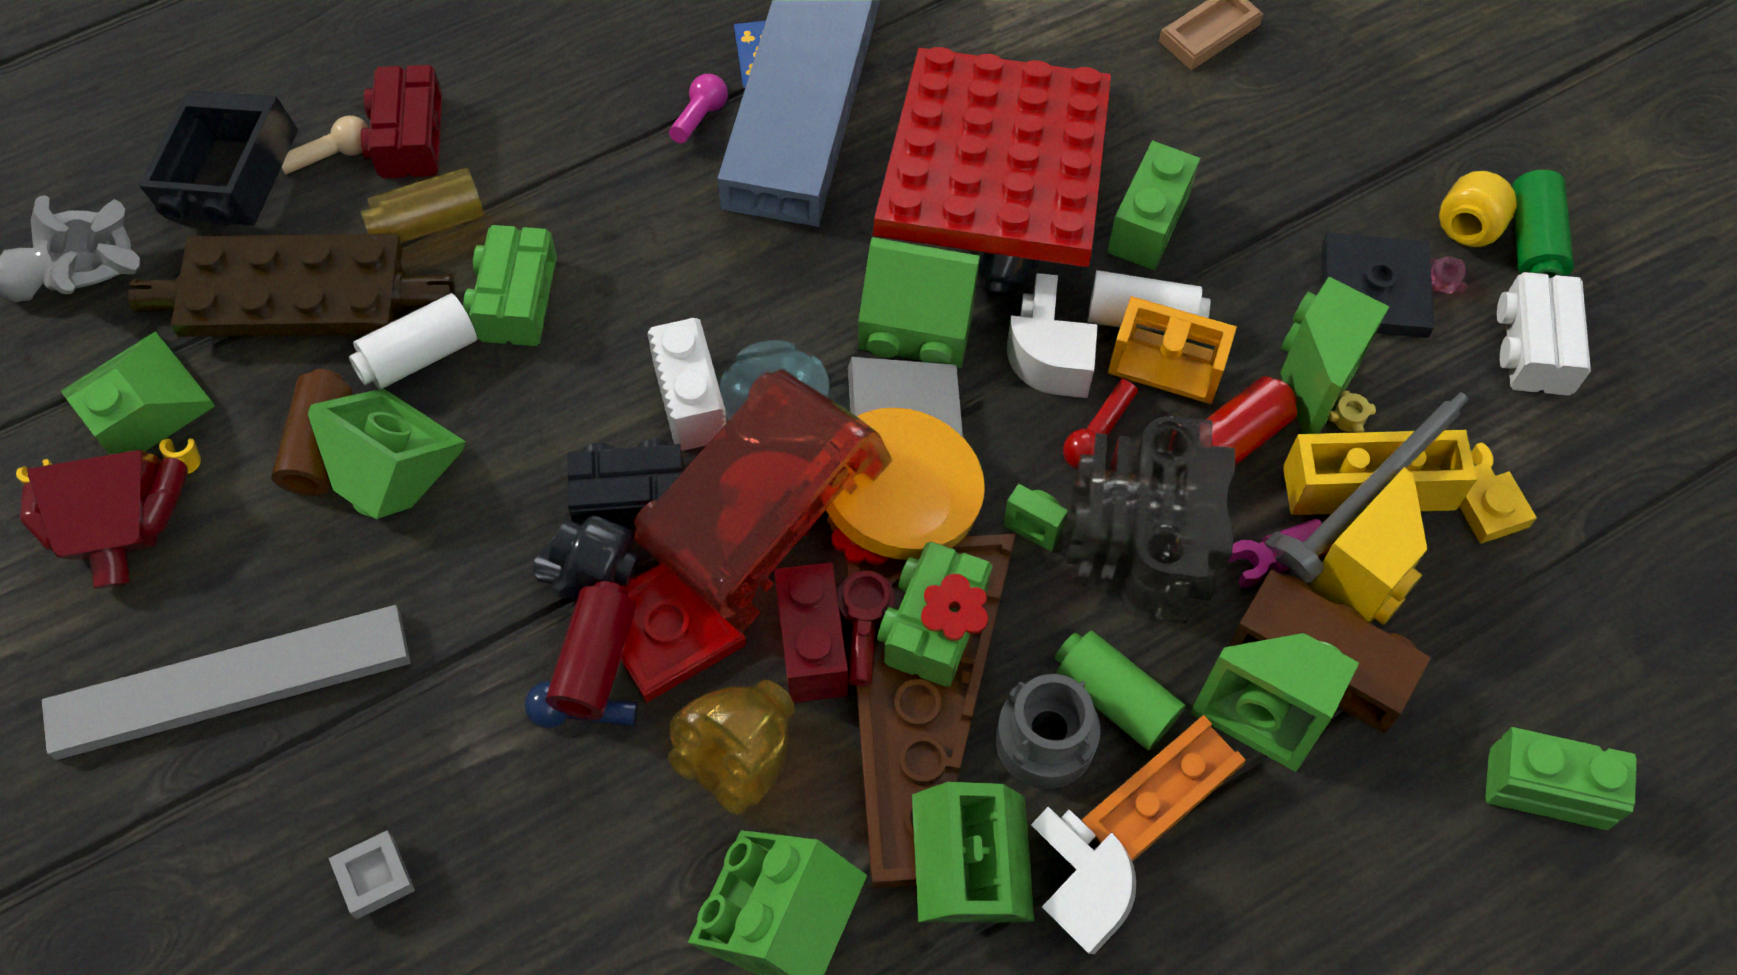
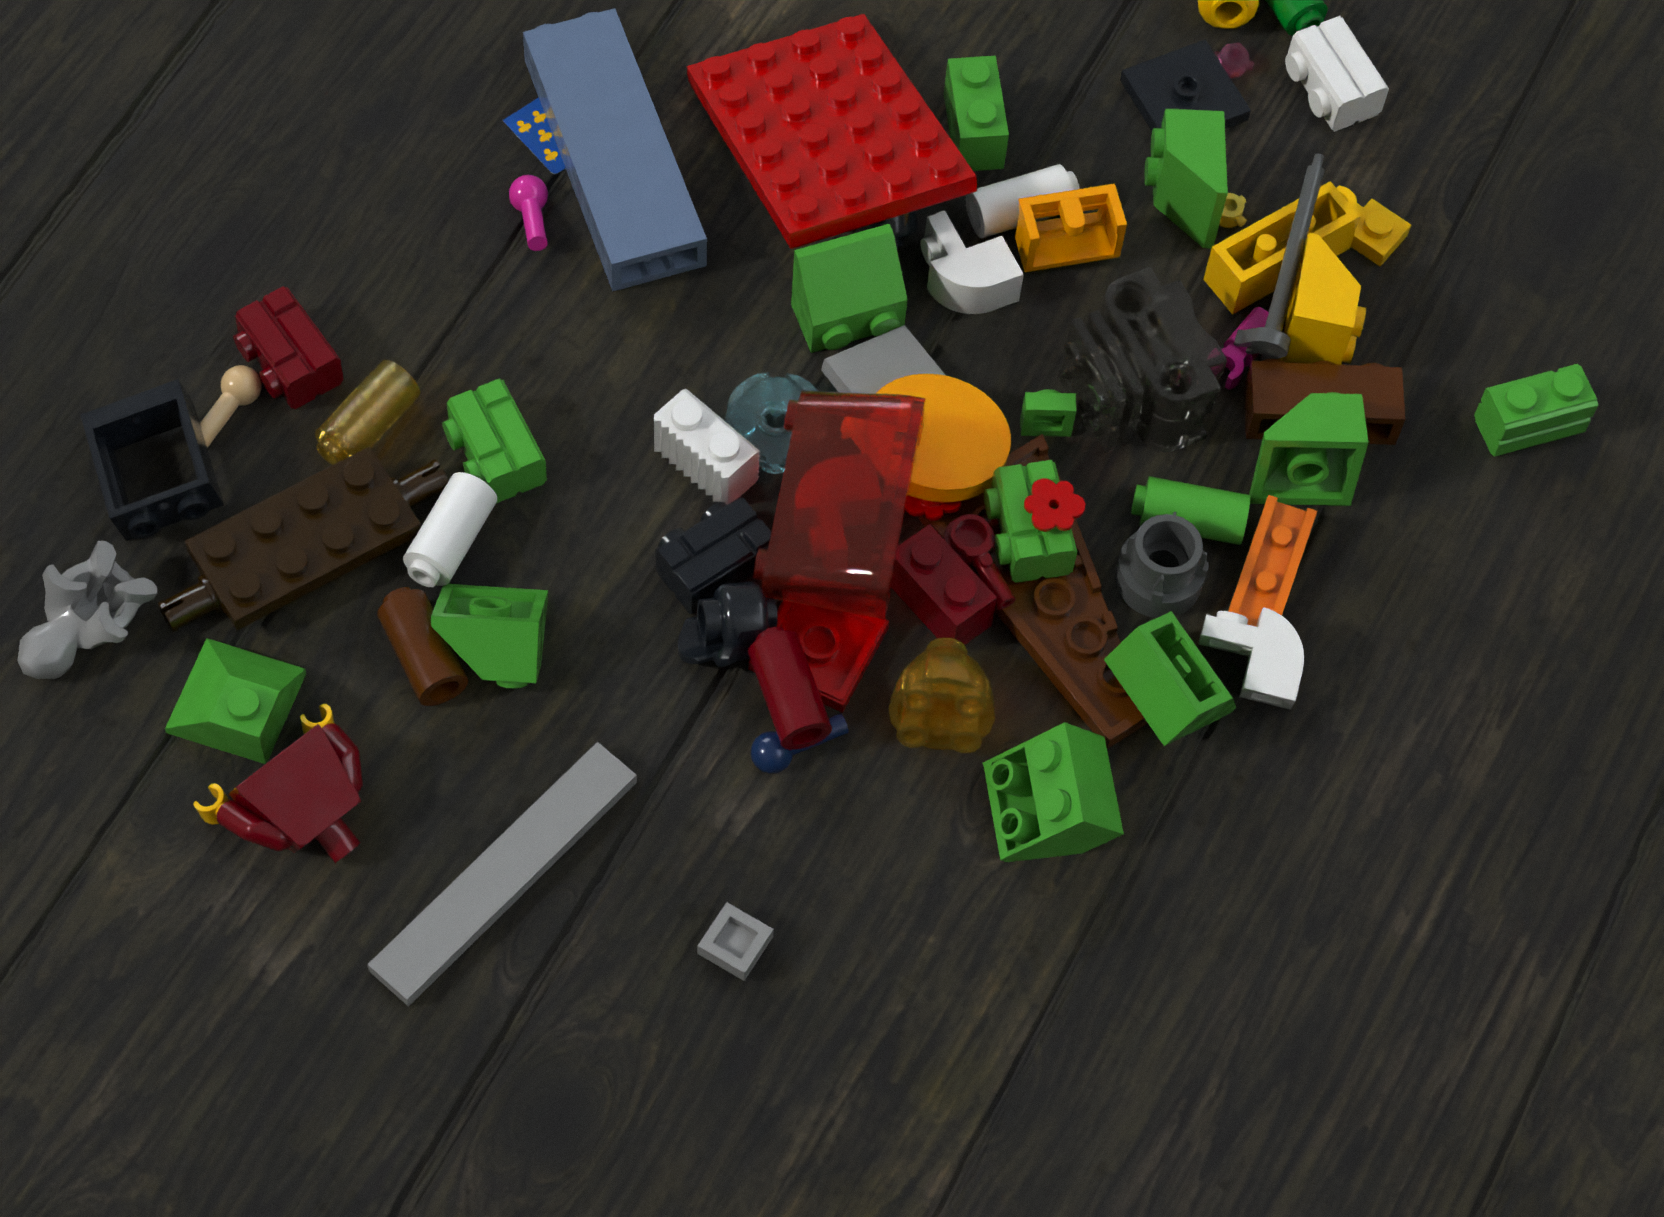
camera: 35 degrees left, 0 degrees up
(1104, 421) = (1045, 340): red bar -> none
(1253, 416) = (1162, 246): red brick -> none

